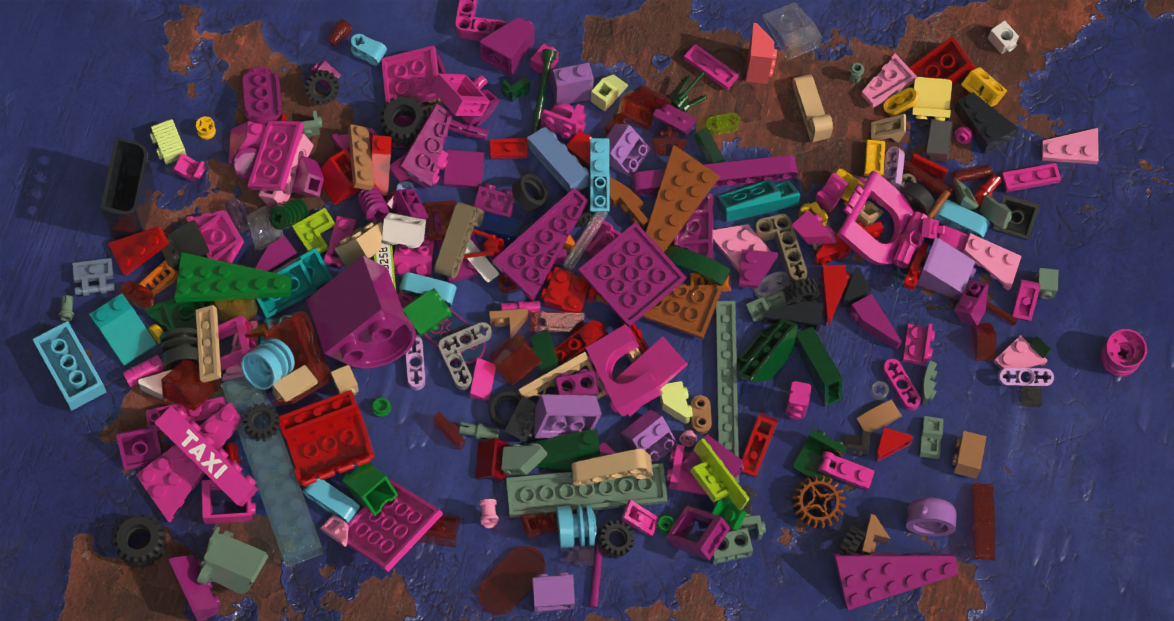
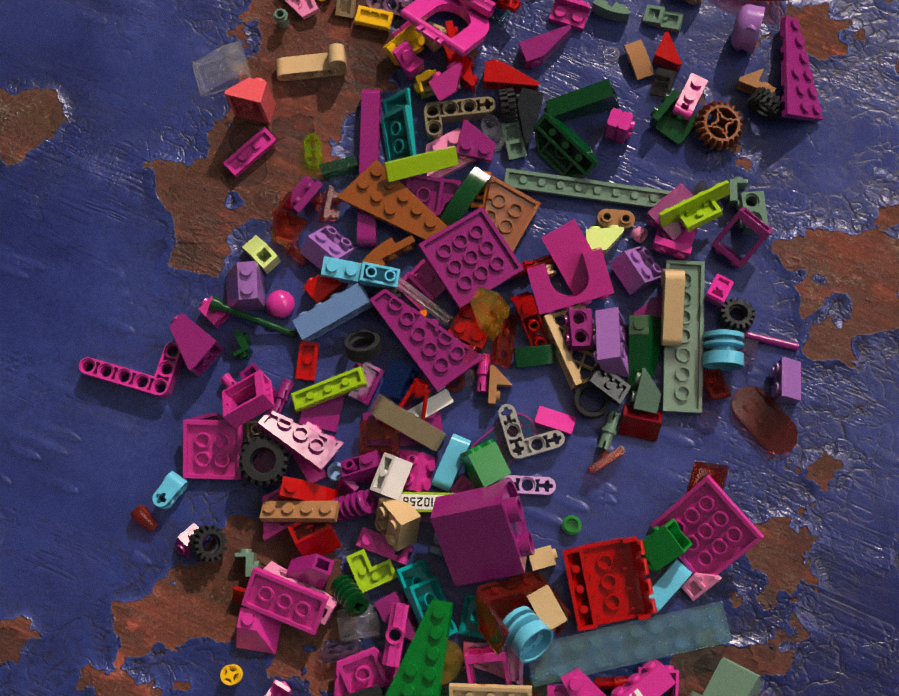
camera: 70 degrees left, 10 degrees up
(244, 162) = (281, 635): magenta piece -> none
(245, 254) = (393, 647): none -> dark pink piece
(255, 412) = (577, 657): black tyre -> none
(261, 95) = (206, 609): magenta tile -> none
(482, 168) = (329, 389): none -> lime tile
(488, 518) = (703, 431): bright pink connector -> none
(515, 358) = (537, 386): clear red slope -> none
(564, 126) = (297, 301): dark pink bracket -> none
(576, 295) = (489, 311): none -> clear yellow slope
(665, 520) = (724, 263): green plate -> none
(680, 100) = (282, 185): dark green plant -> none
(721, 216) = (421, 163): none -> lime tile
(729, 512) = (728, 205): green slope -> none
(758, 443) = (652, 169): red slope -> none
(857, 289) = (508, 54): black slope -> none
(913, 394) = (610, 28): dark pink beam -> none

